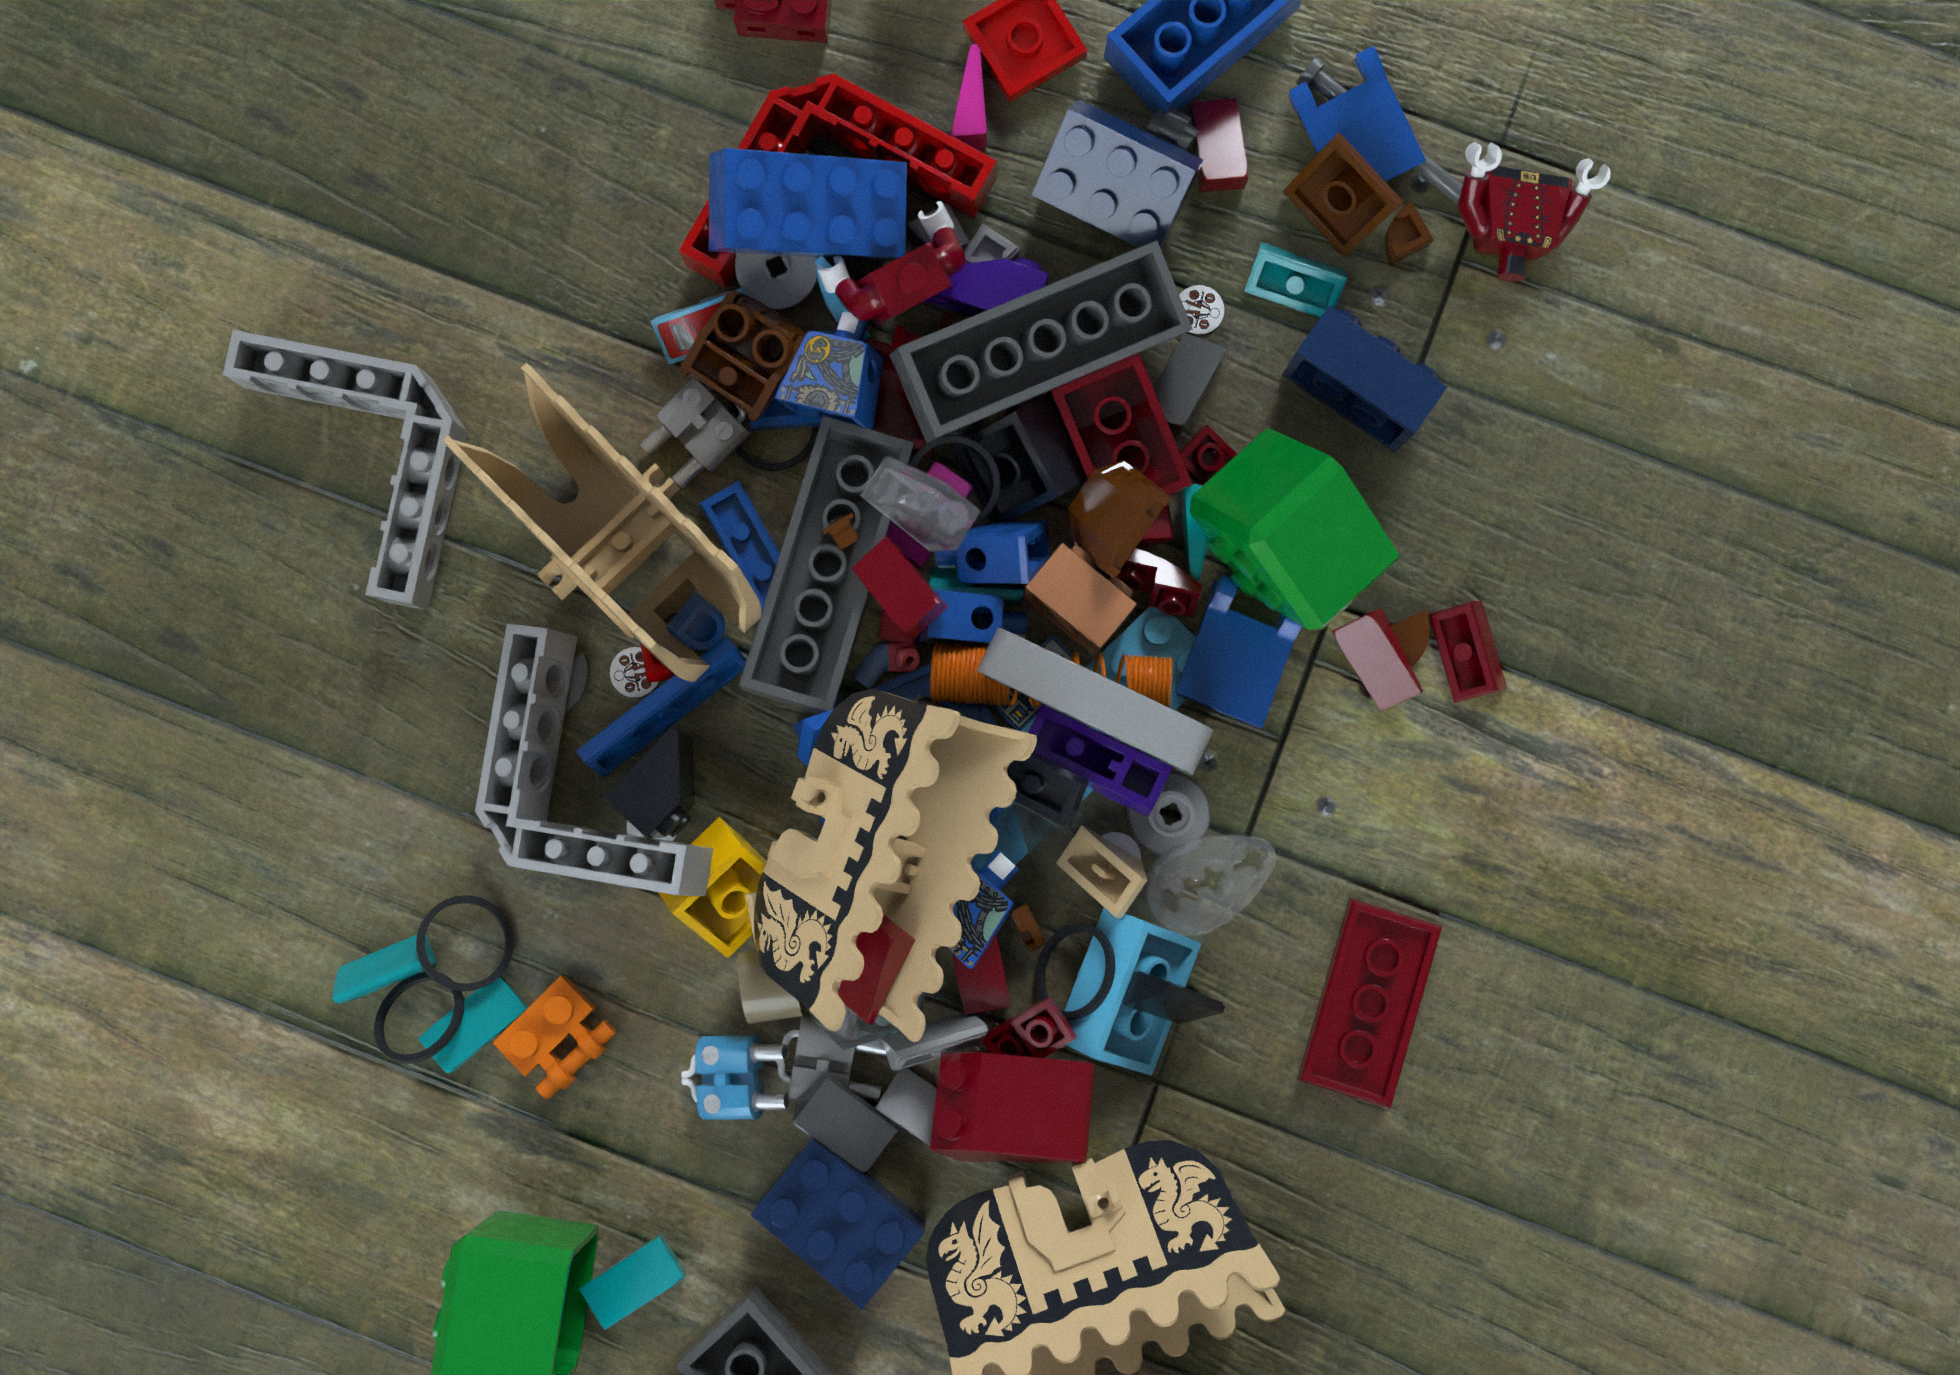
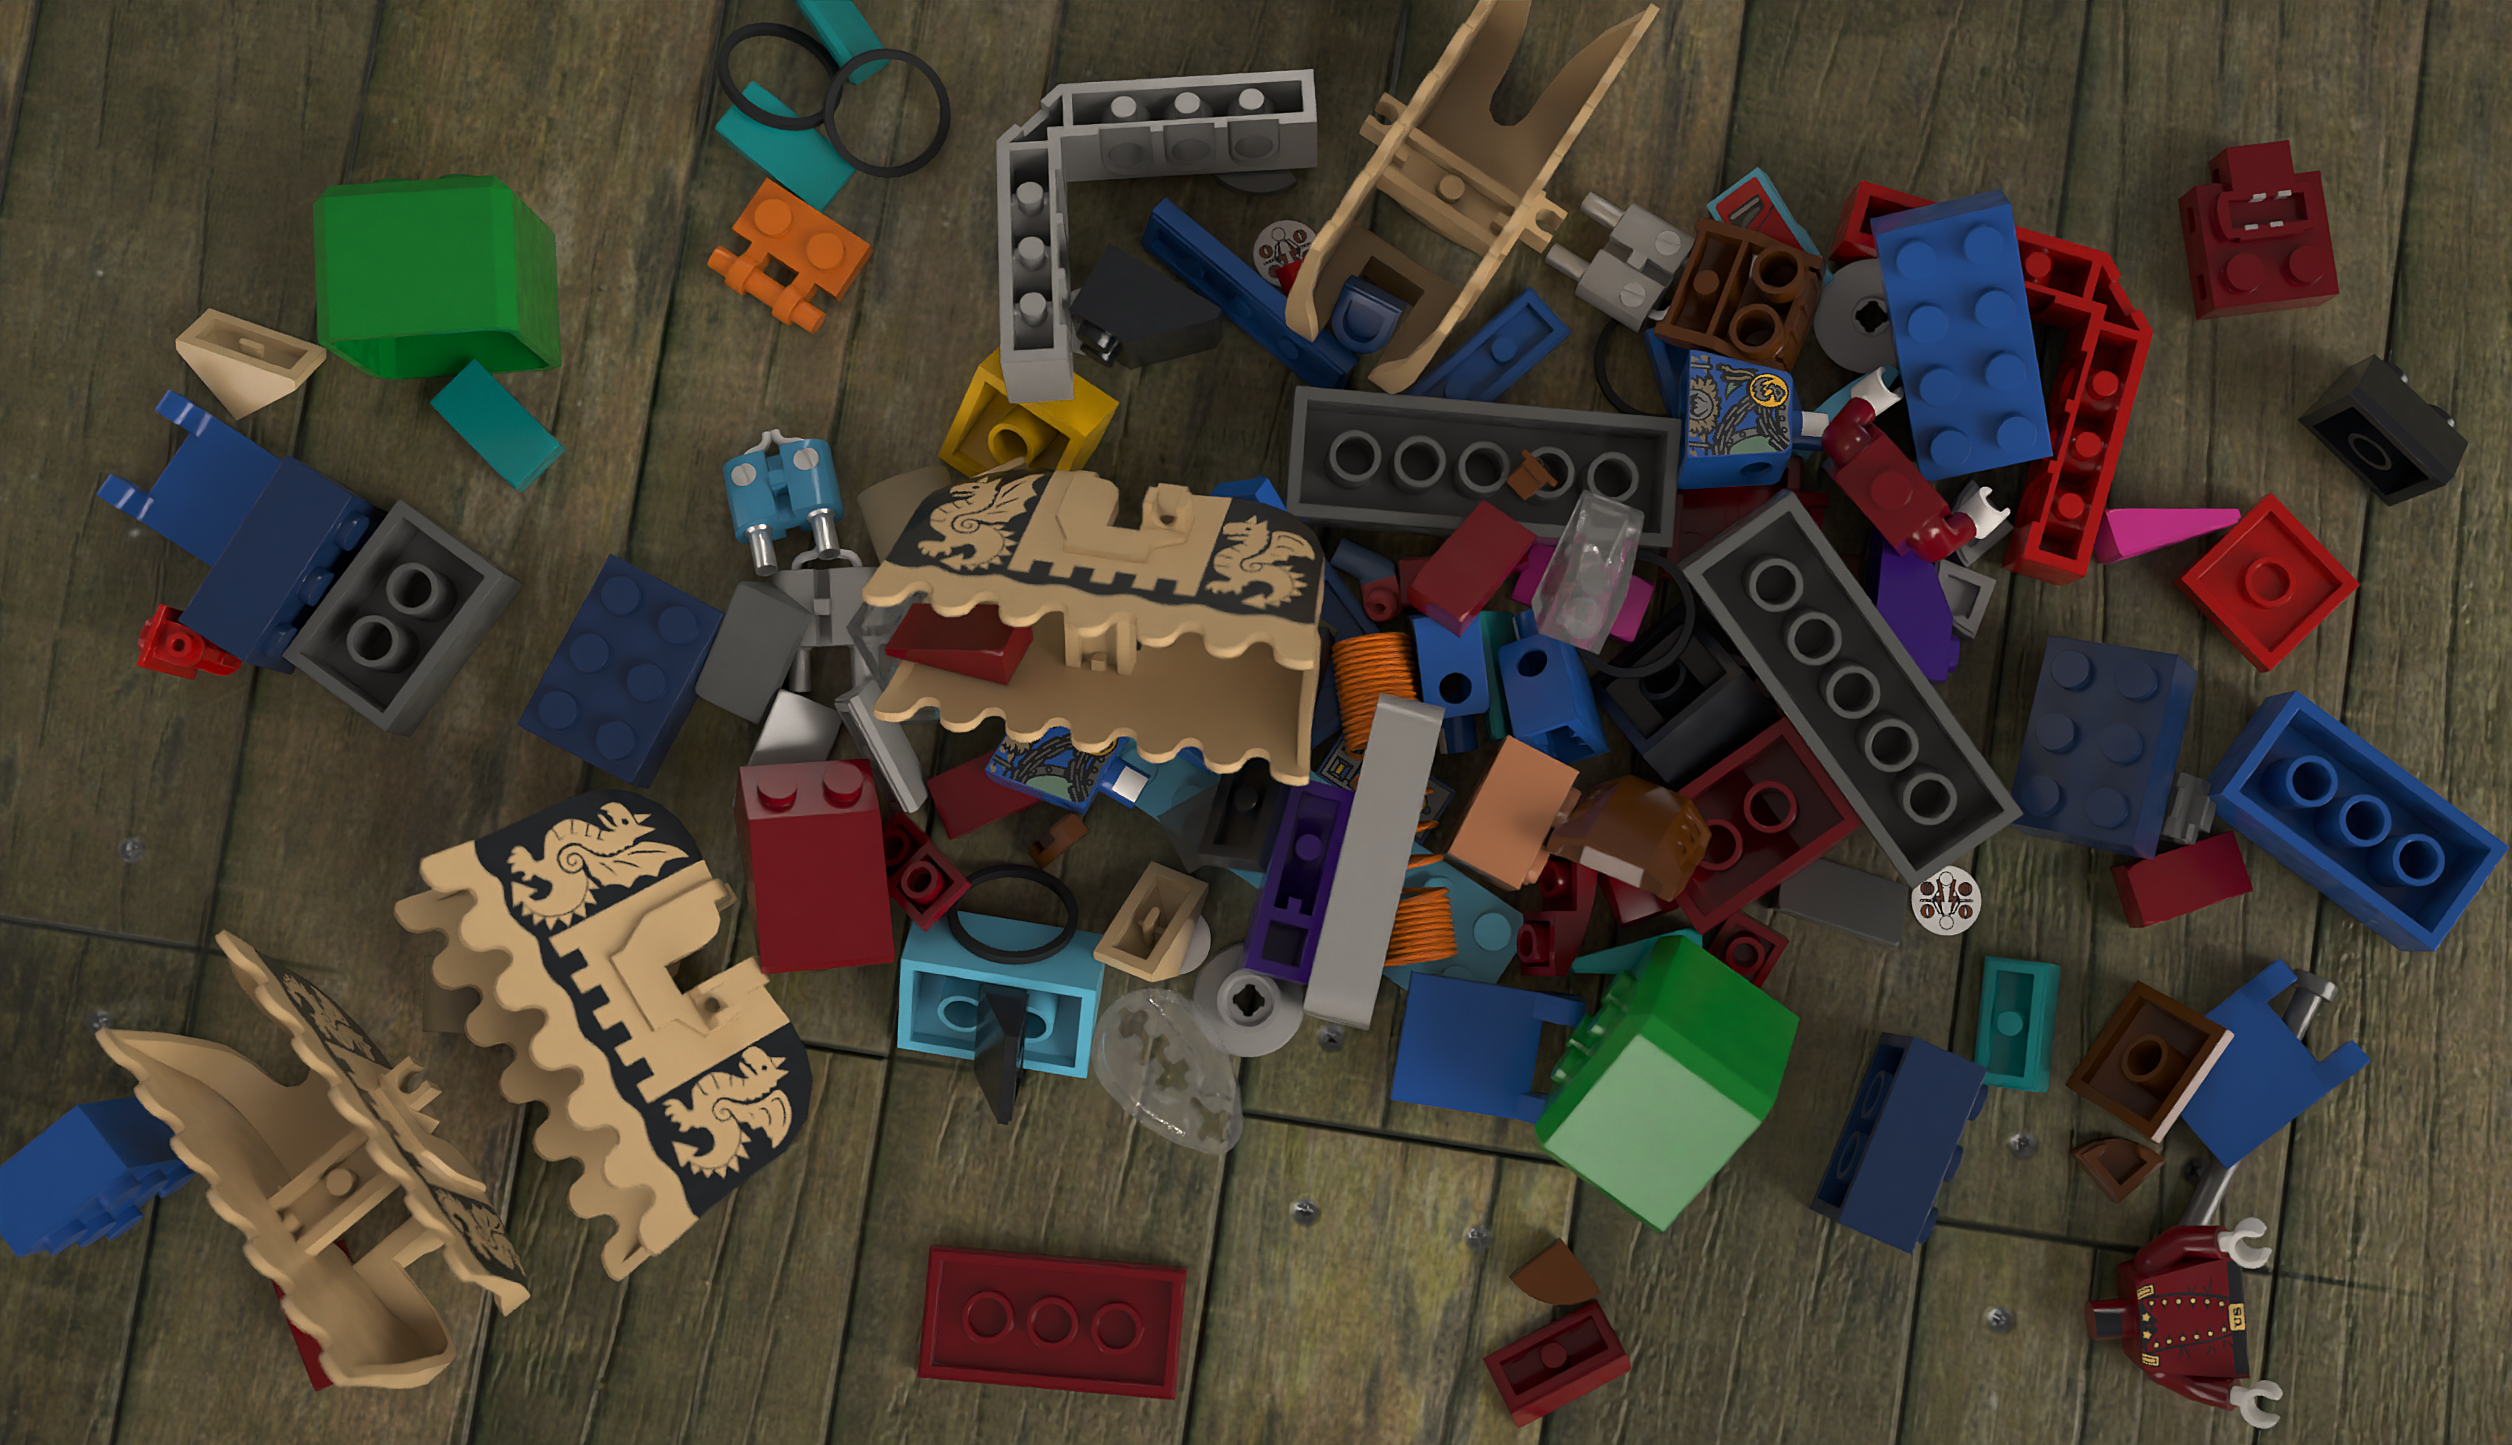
camera: 75 degrees right, 0 degrees up
(1378, 659) = (1519, 1240): slope -> none

